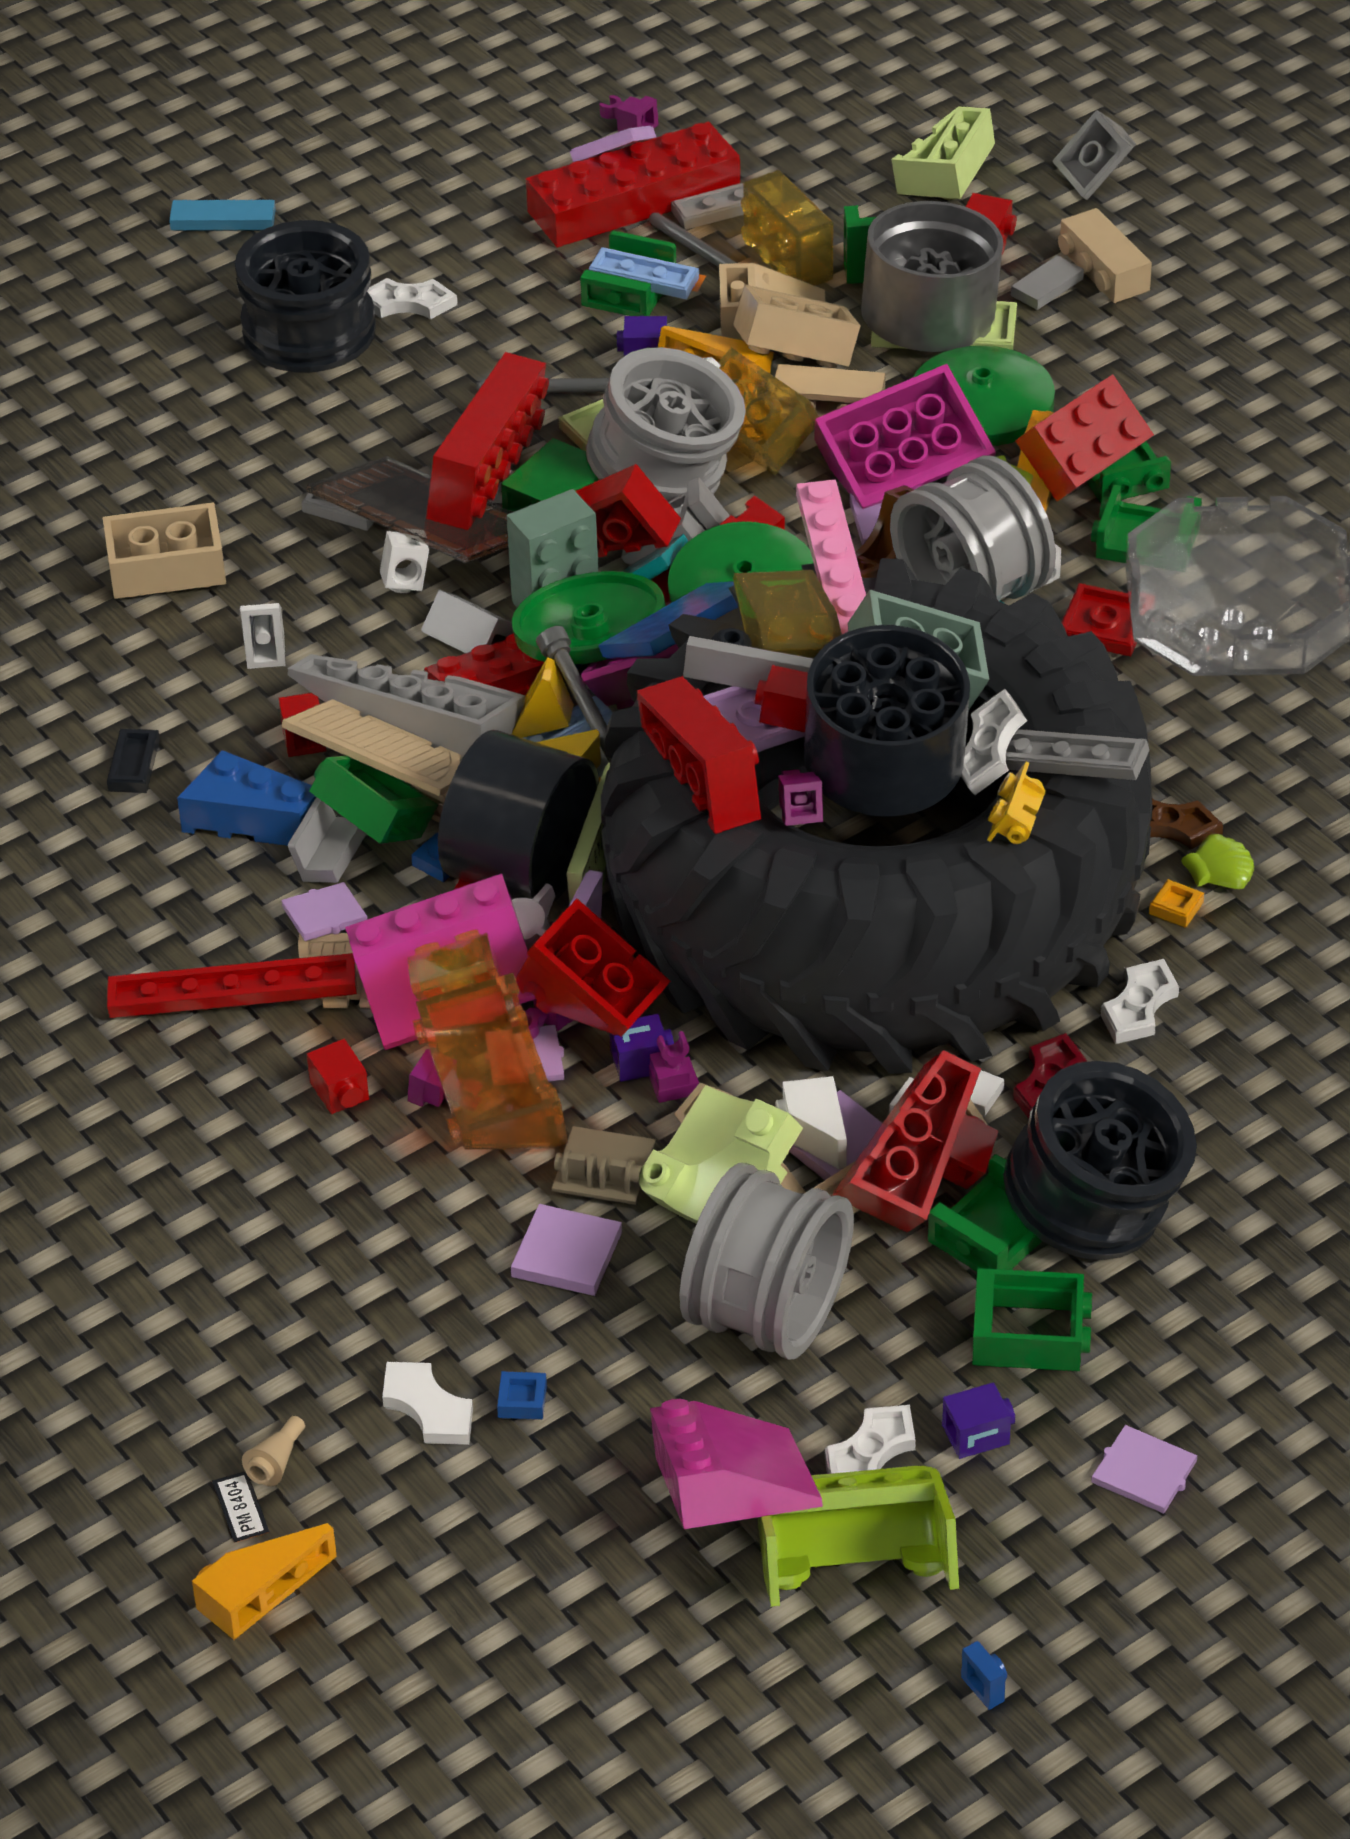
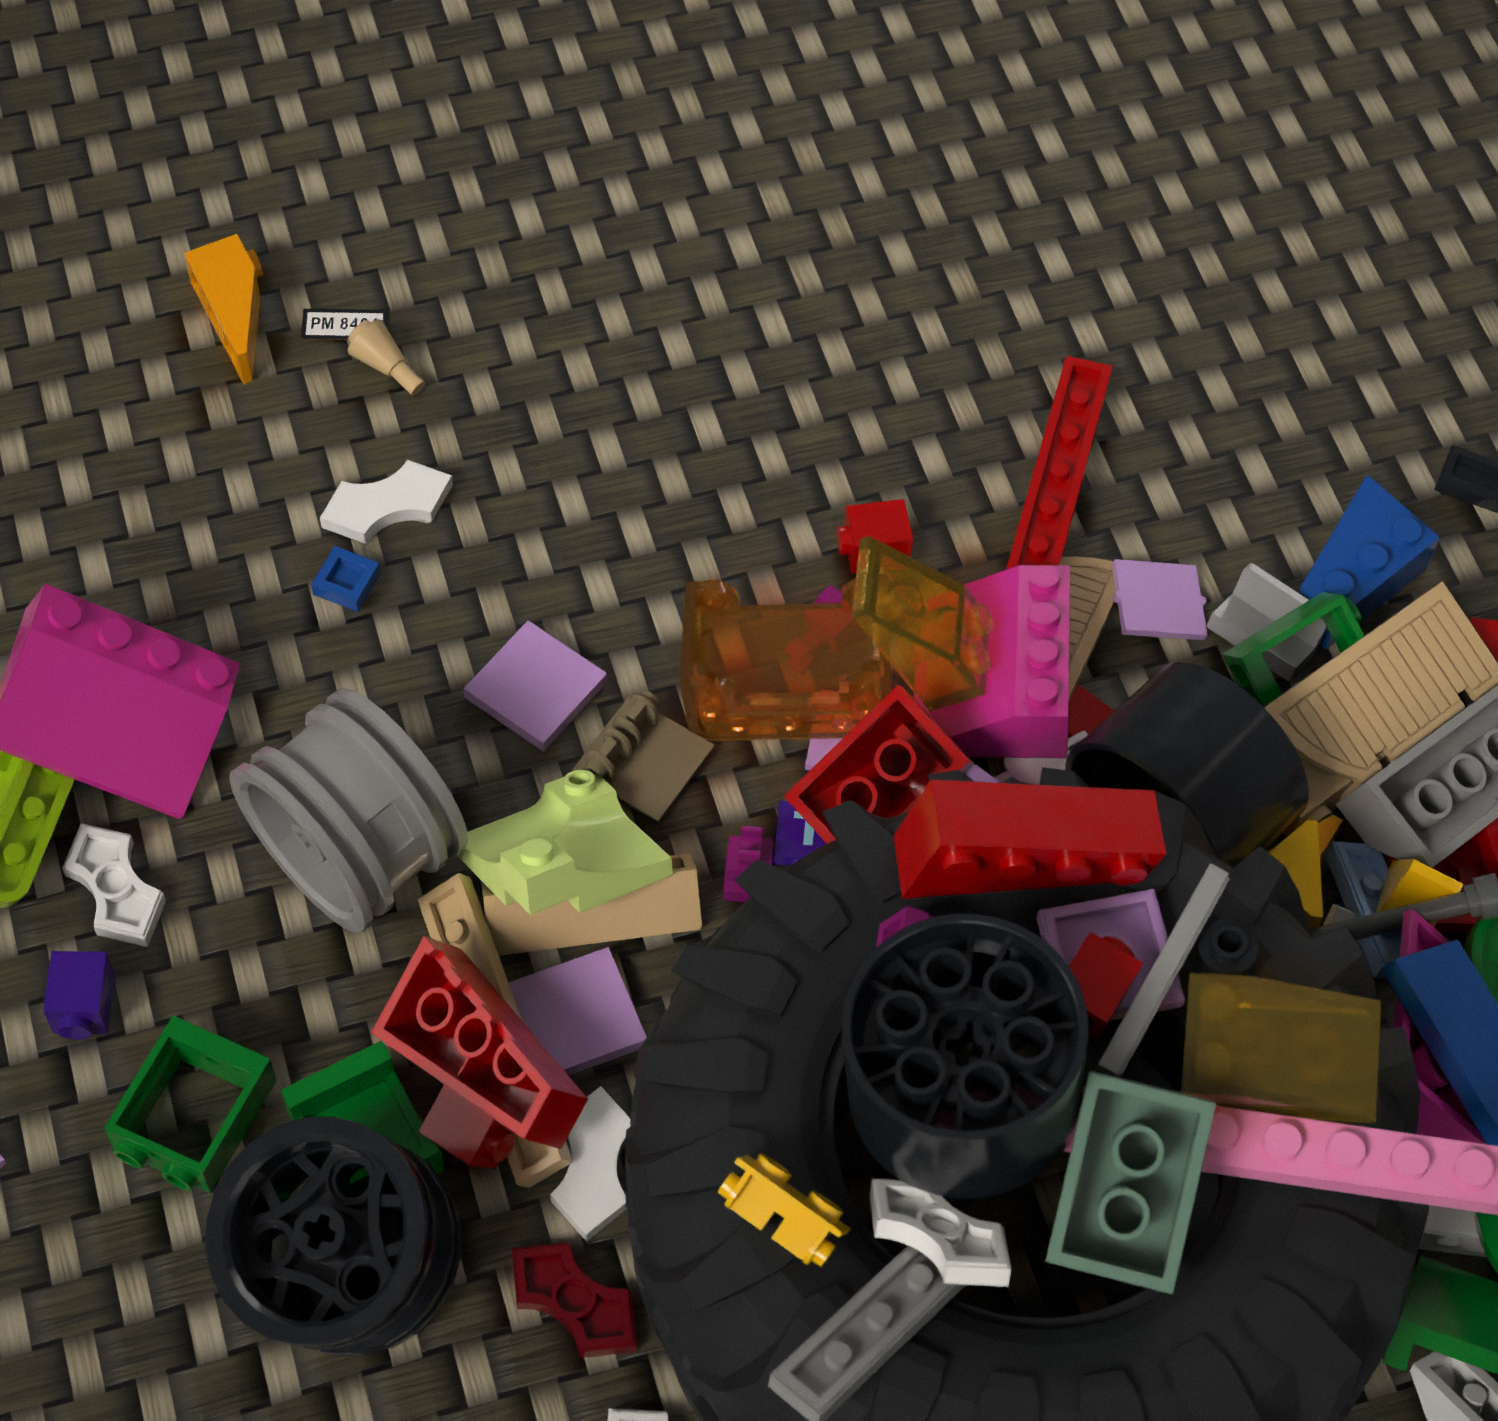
camera: 105 degrees right, 15 degrees up
(818, 1112) = (585, 975): white slope -> none

